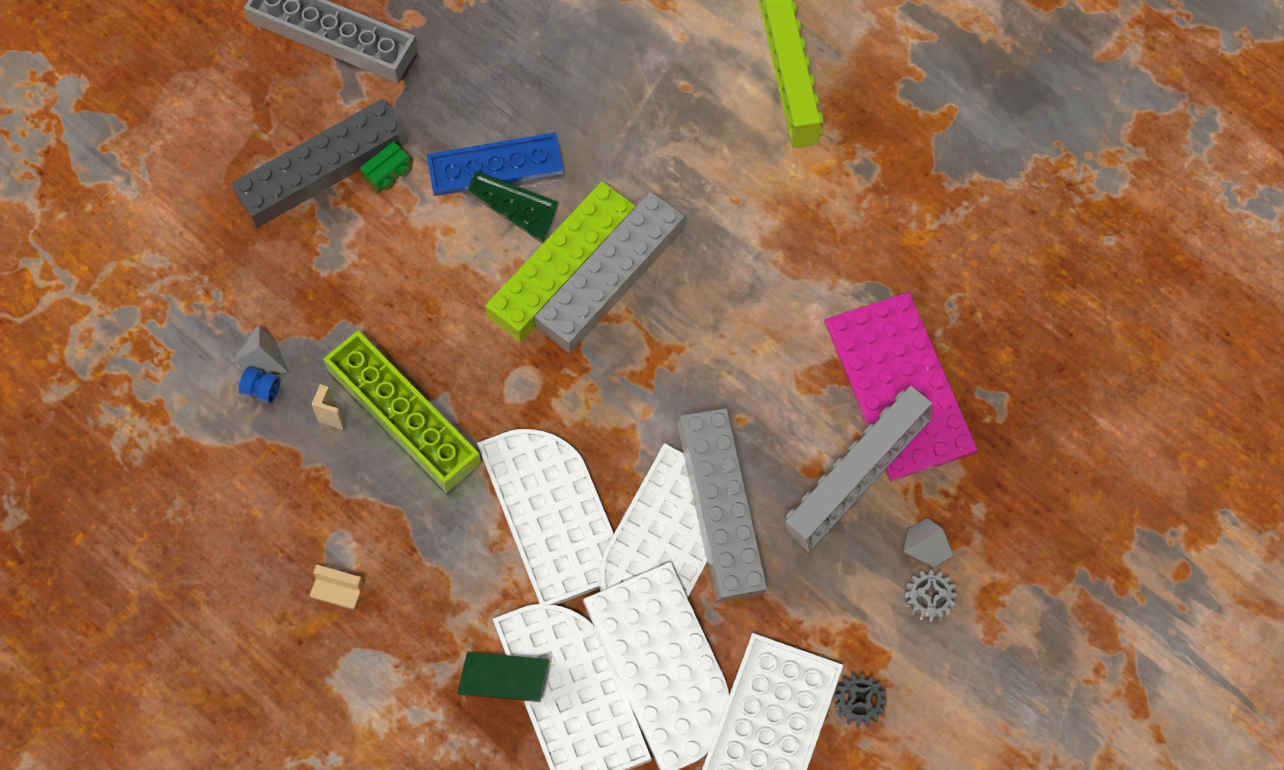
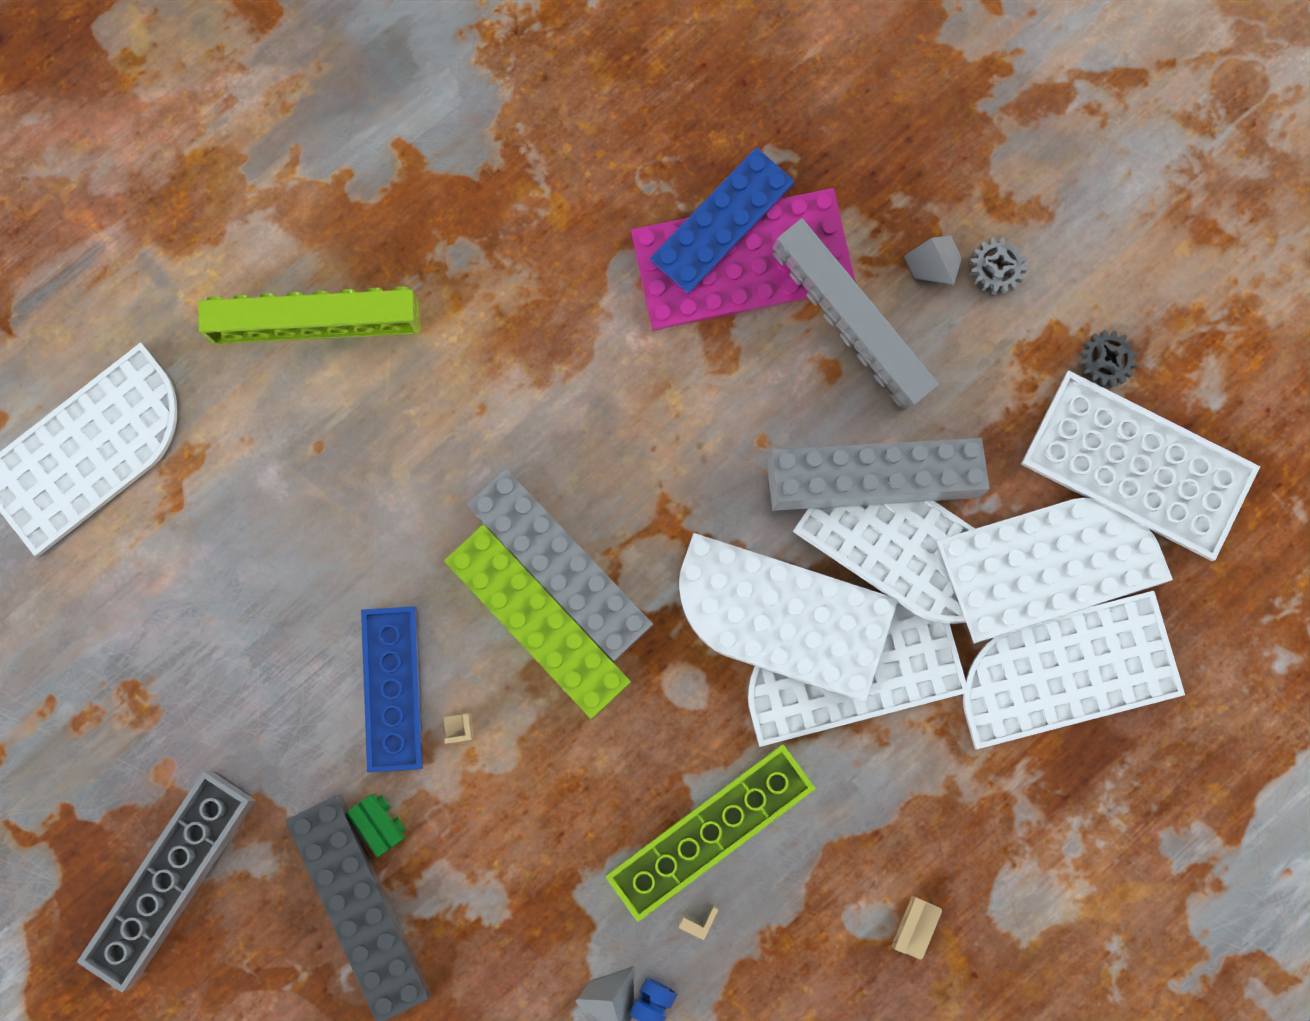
camera: 85 degrees left, 15 degrees up
(468, 217) = (458, 728): none -> tan panel
(503, 677) = (1048, 743): dark green piece -> none
(517, 205) = (456, 665): dark green wing -> none
(588, 449) = (784, 616): none -> white plate
(928, 359) = (722, 221): none -> blue plate

